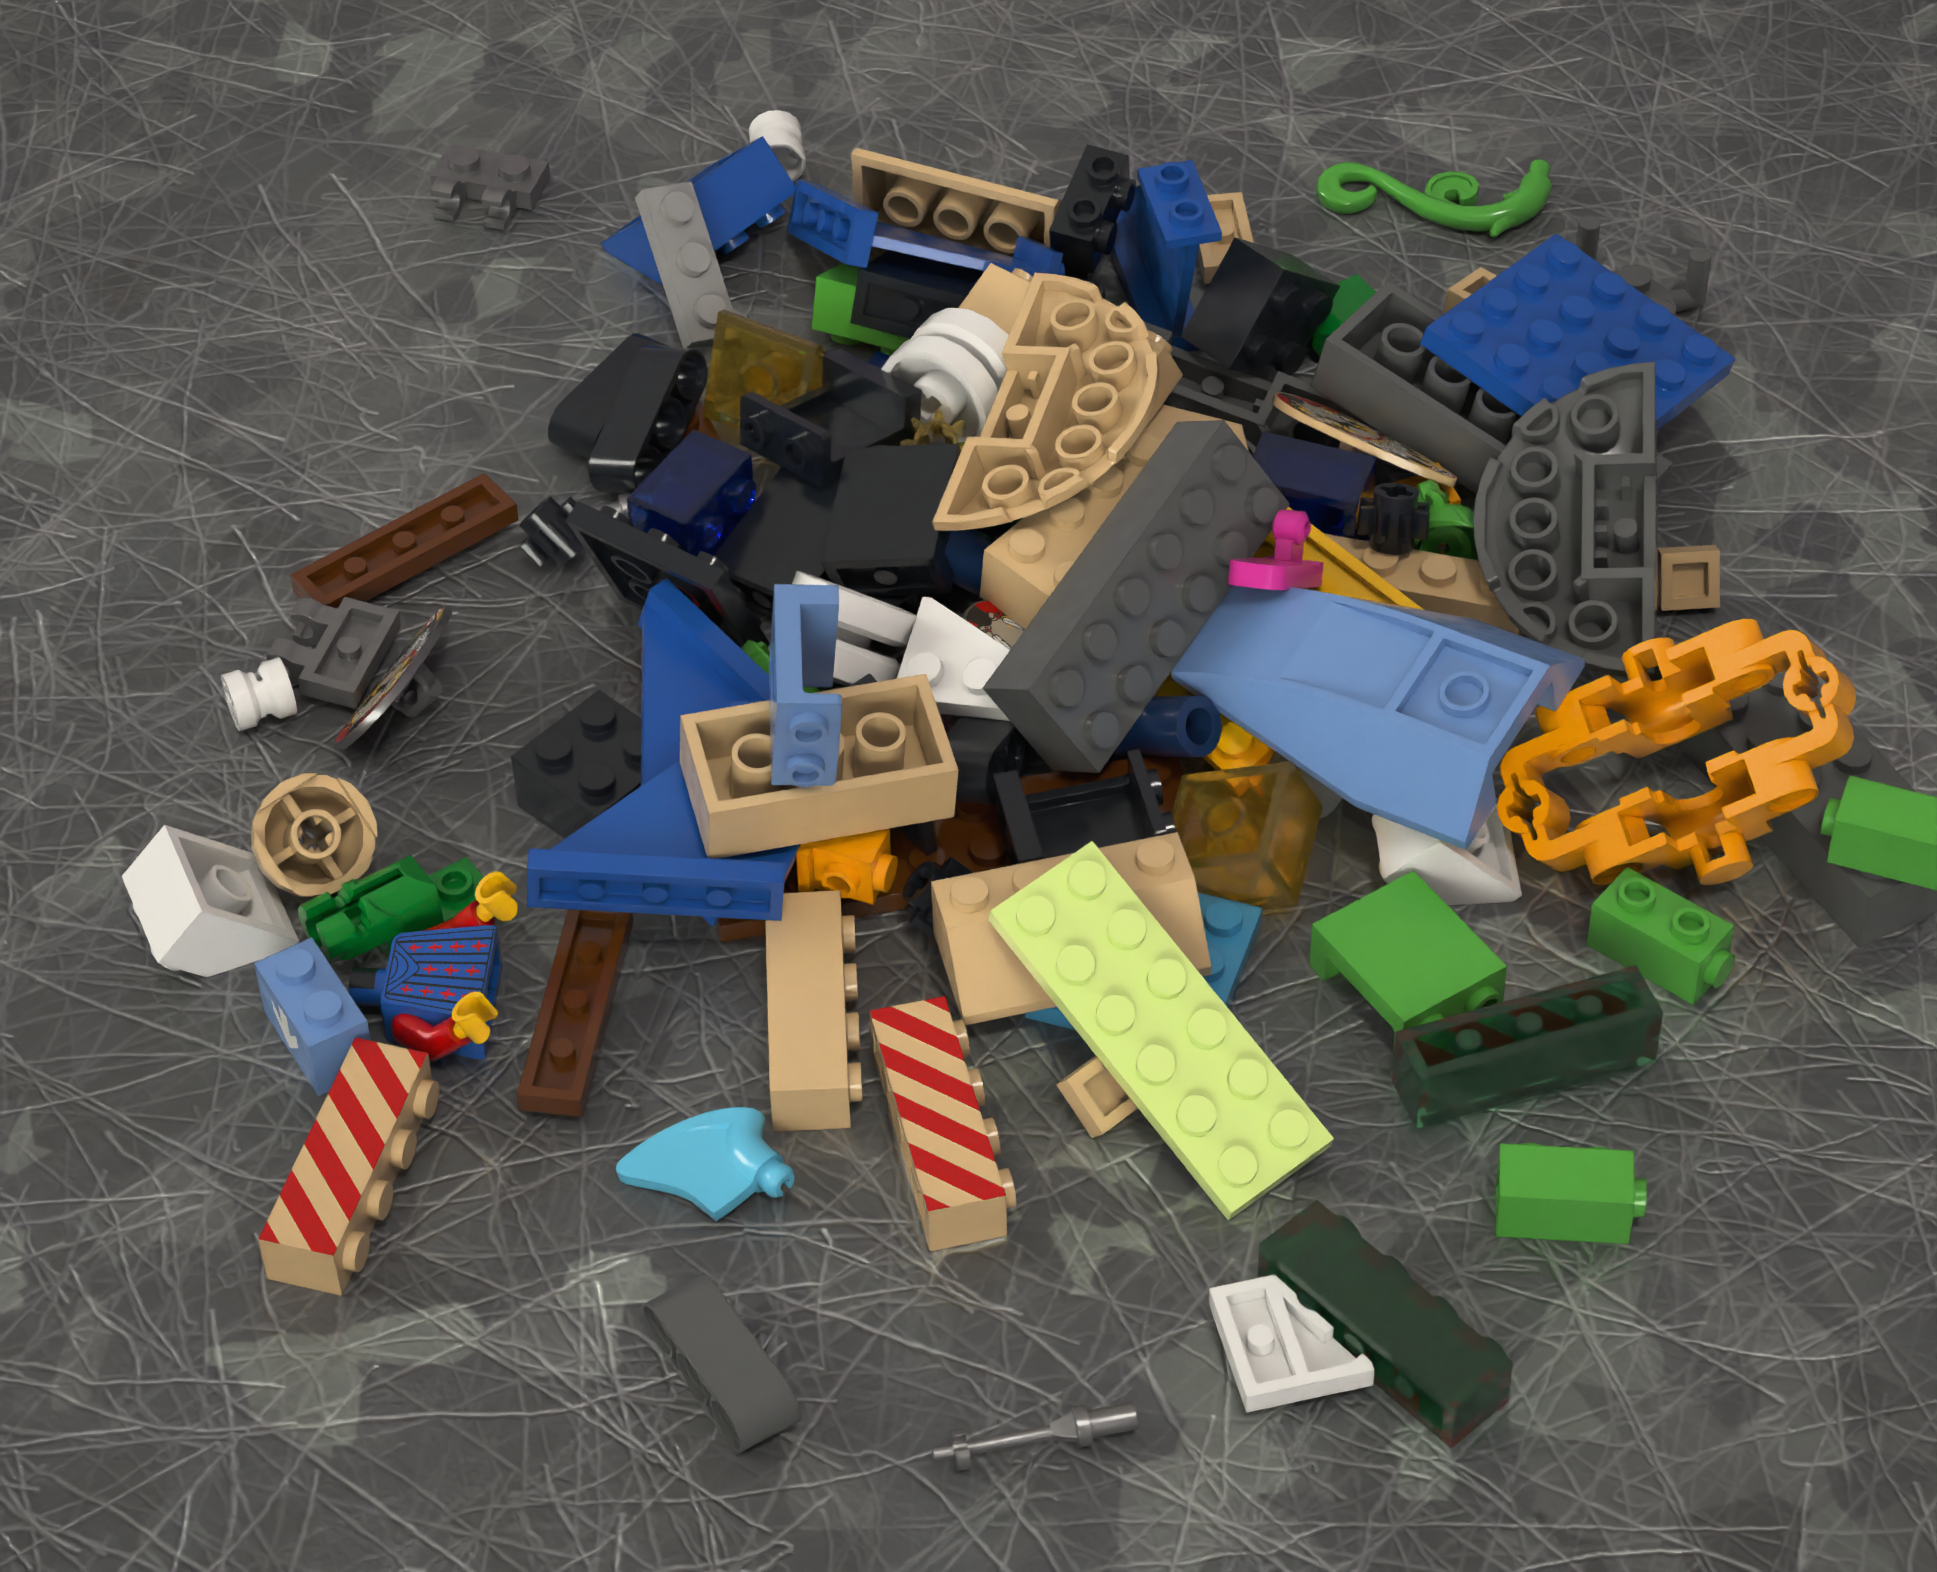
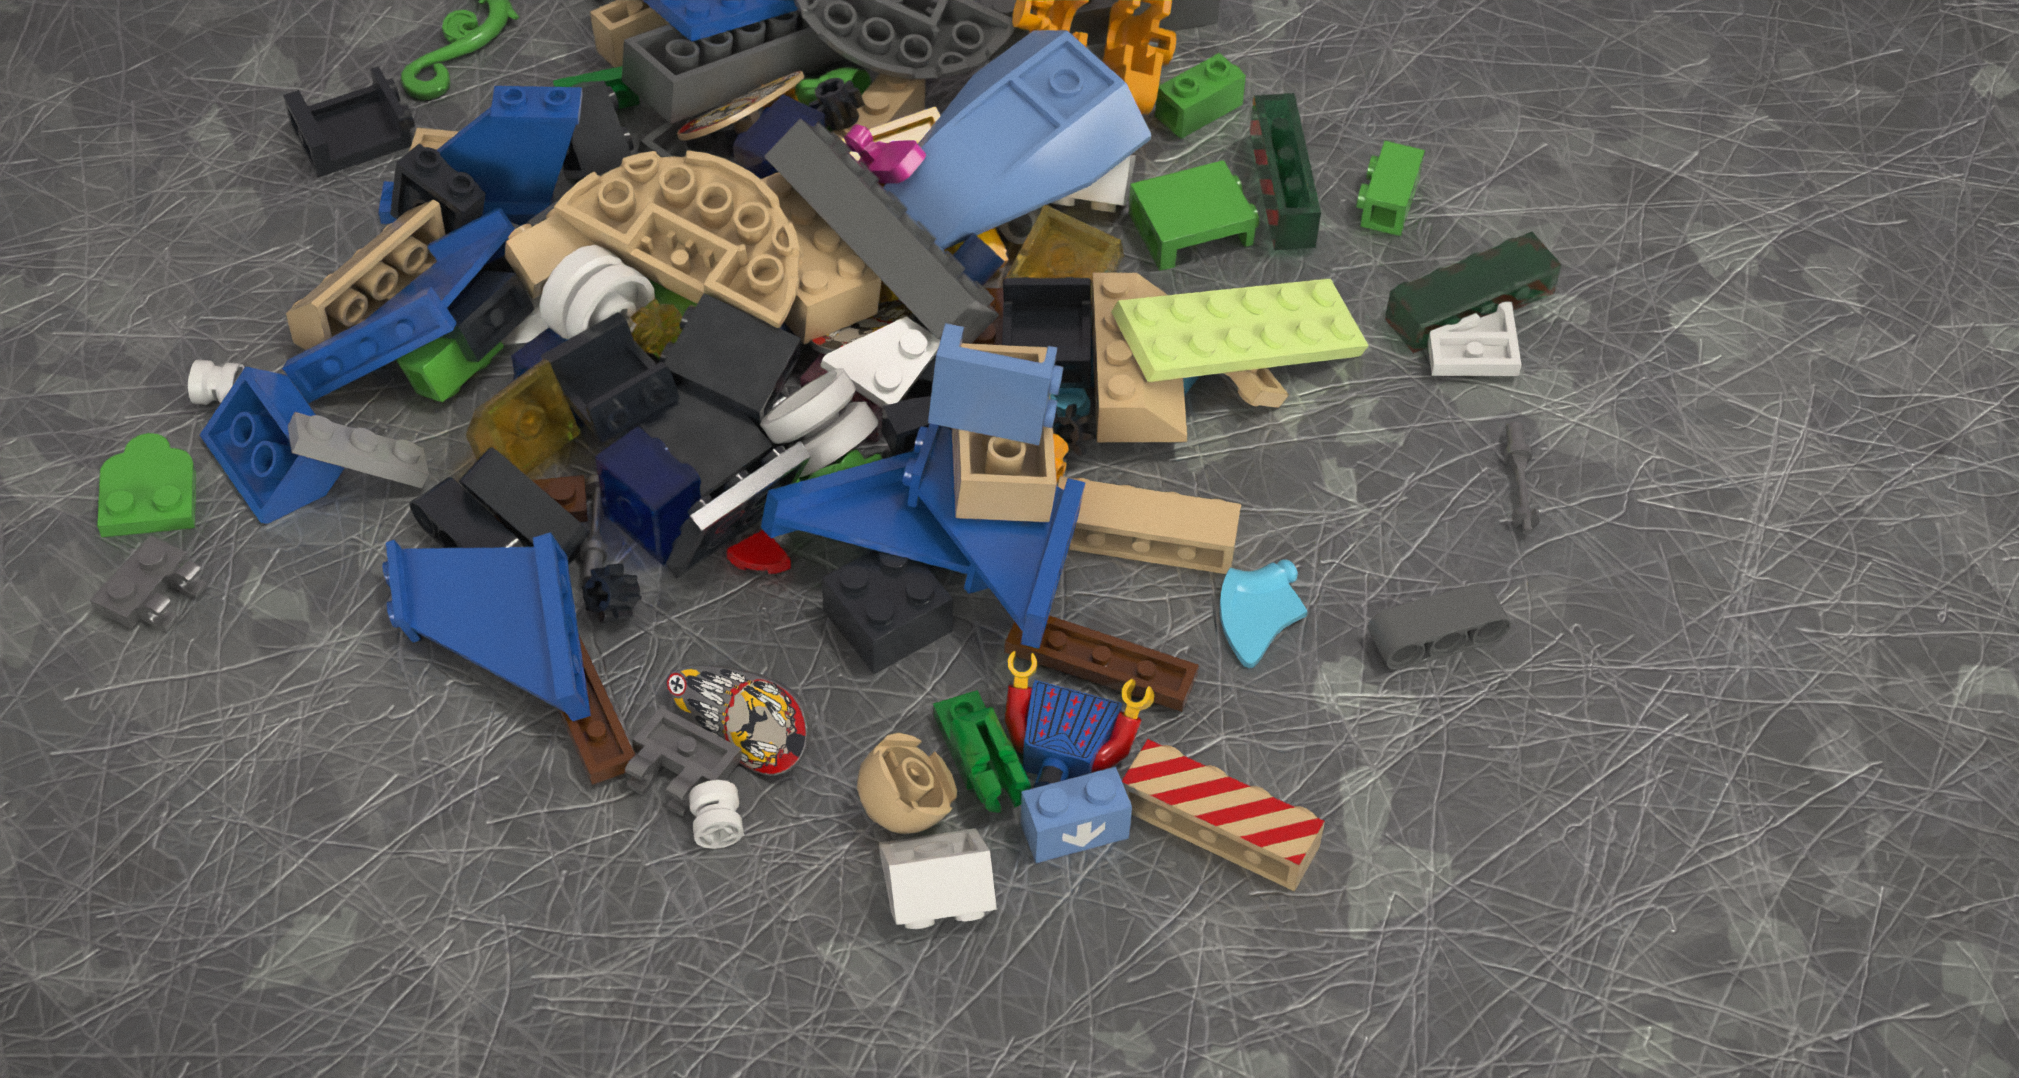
camera: 80 degrees left, 5 degrees up
(485, 445) = (498, 610): none -> blue piece
(621, 145) = (147, 489): none -> bright green plate
(940, 1123) = (1267, 472): tan brick -> none
(1229, 137) = (351, 125): none -> black panel

